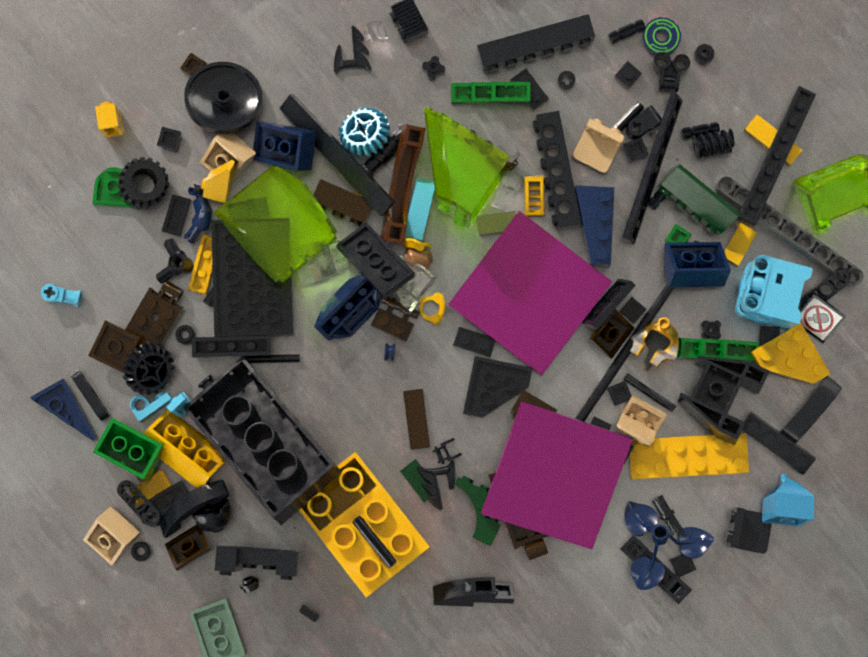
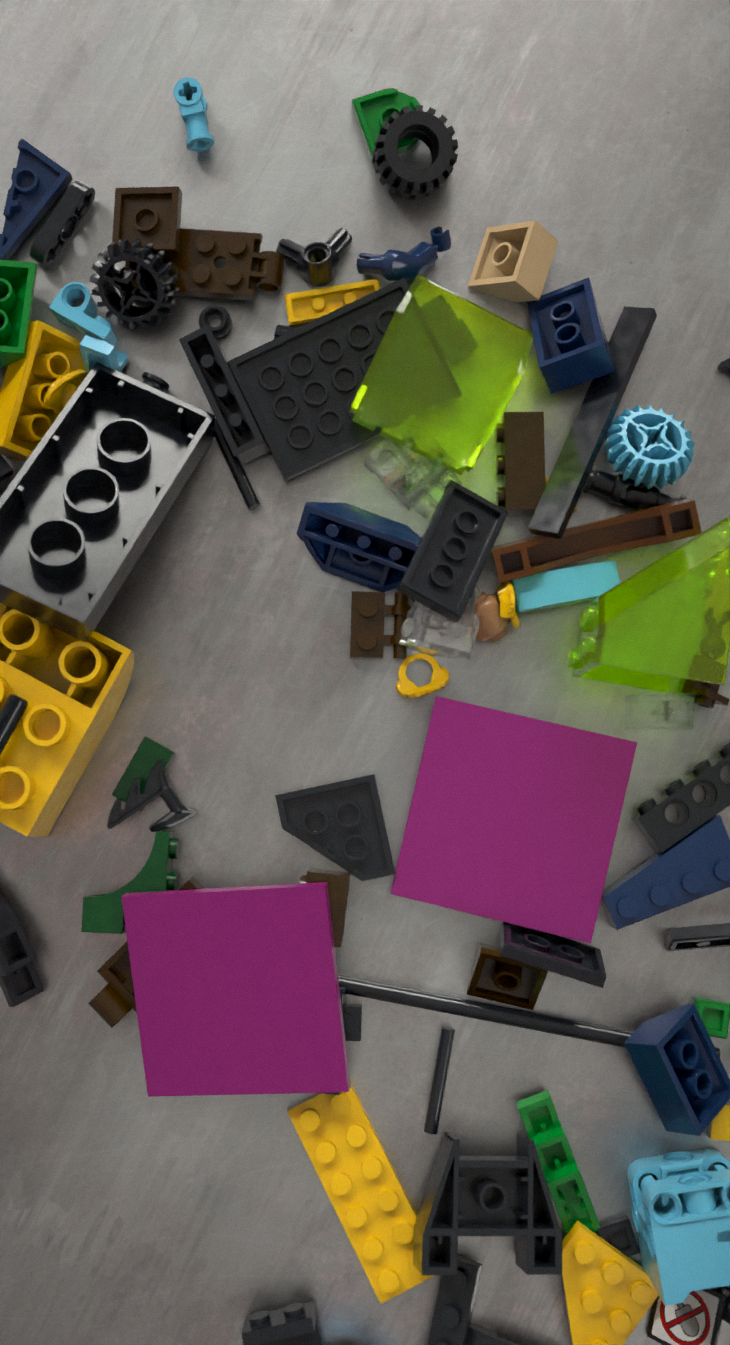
camera: 70 degrees right, 0 degrees up
(109, 119) = (488, 60): yellow brick -> none
(169, 138) = (501, 165): black plate -> none
(176, 215) = (390, 229): black tile -> none
(190, 438) = (54, 393): none -> yellow piece
(192, 64) = (628, 154): dark brown tile -> none
(218, 182) = (467, 265): yellow slope -> none
(223, 97) = (601, 212): black dish -> none
(389, 352) = (322, 639): dark blue bush -> none
(416, 419) = (236, 726): dark brown tile -> none
(443, 445) = (198, 803): black piece -> none
(474, 342) = (396, 763): black plate -> none
(494, 223) = (598, 712): olive tile -> none
(538, 212) = (696, 743): yellow slope -> none
(619, 393) = (417, 1031): black tile -> none
(632, 310) = (559, 995): black tile -> none
(641, 420) = (385, 1088): tan bracket -> none
(643, 518) = (144, 1207): dark blue plant -> none
(662, 343) = (527, 1068): piece -> none
(667, 514) = (254, 1195): black pin -> none
(670, 584) = (156, 1219): black slope -> none
(682, 565) = (186, 1255): black tile -> none
(706, 329) = (585, 1148): black plate -> none

